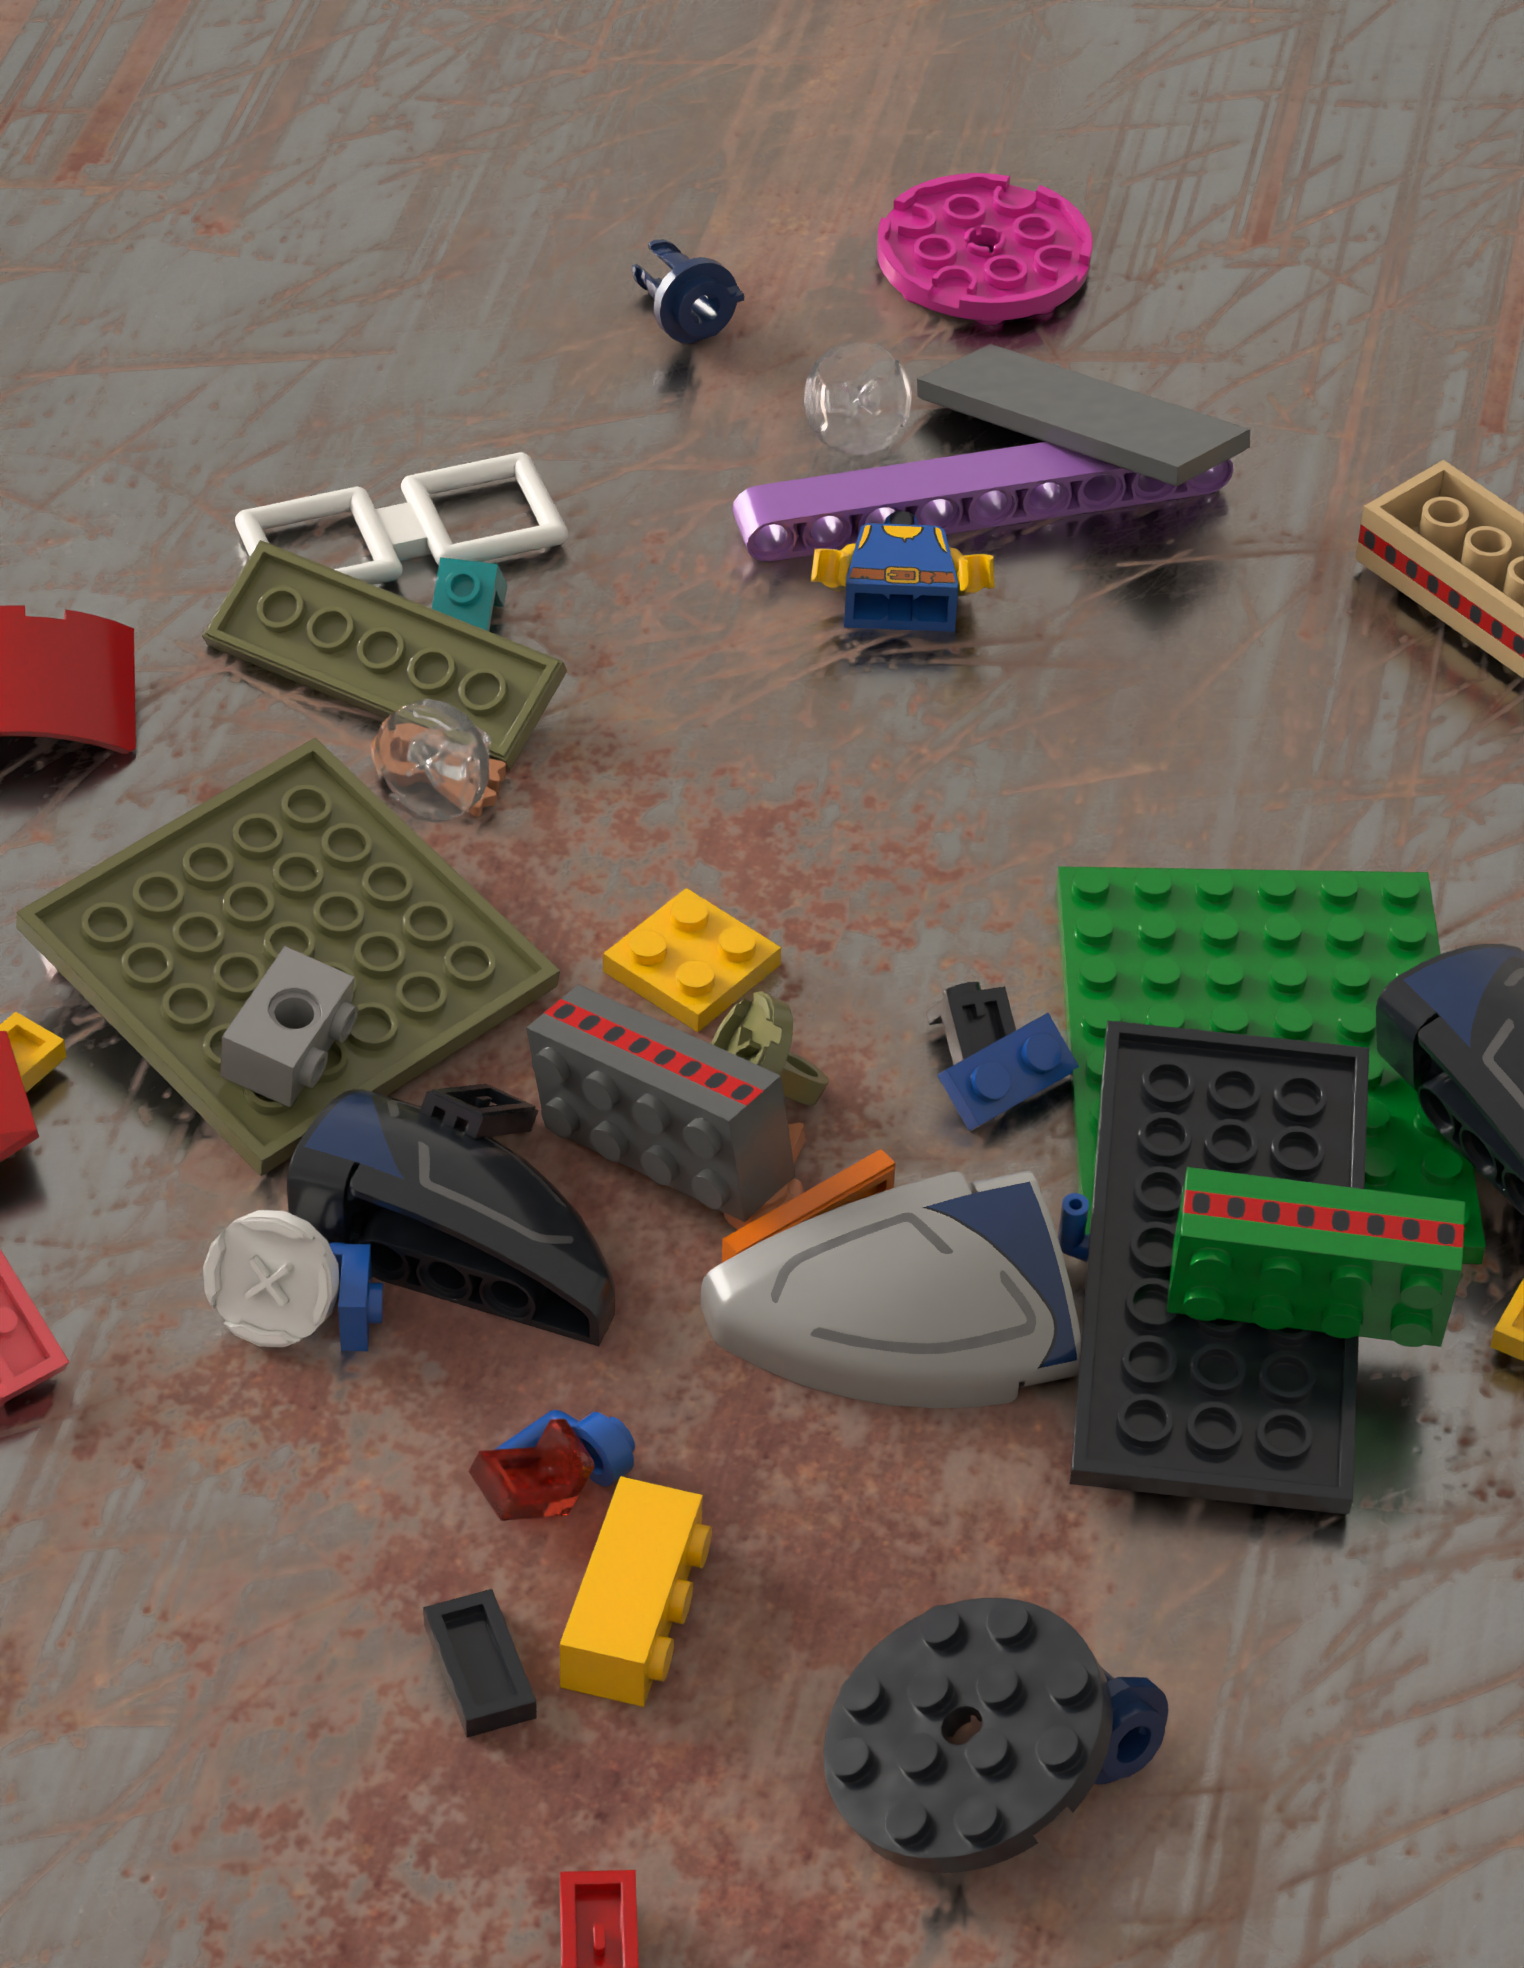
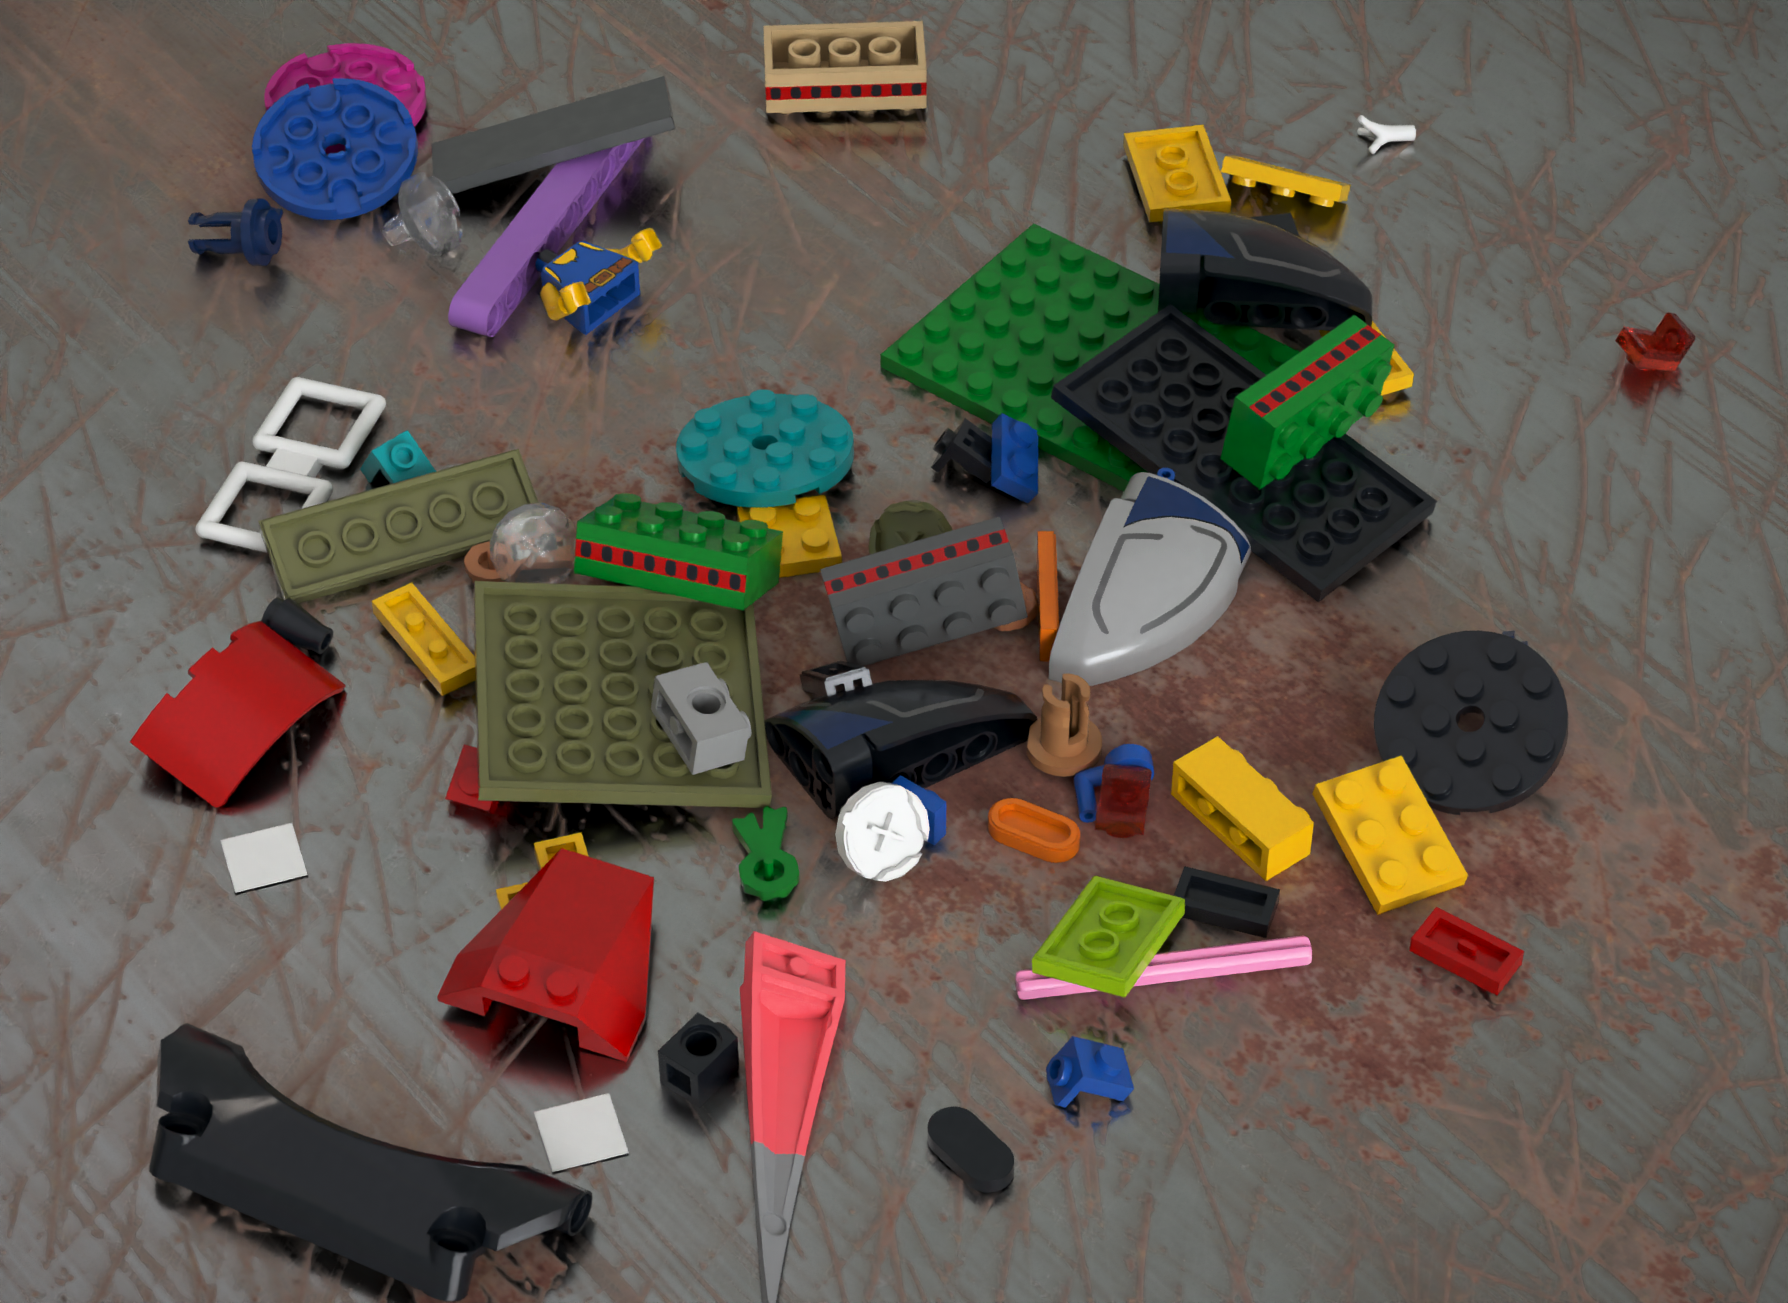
camera: 50 degrees left, 0 degrees up
(90, 1676) = (1088, 1068): none -> blue bracket
(164, 1225) = (767, 868): none -> green piece
(167, 658) = (297, 625): none -> black cone
(258, 736) = (426, 638): none -> yellow plate
(307, 1575) = (1108, 936): none -> lime tile
(322, 1663) = (1187, 965): none -> bright pink axle
(435, 1423) = (1034, 830): none -> orange tile
(534, 872) = (678, 551): none -> green brick
(588, 1364) = (1064, 736): none -> medium nougat piece
(719, 1760) = (1389, 834): none -> yellow plate
(852, 867) = (730, 457): none -> teal plate
(934, 285) = (339, 185): none -> blue plate

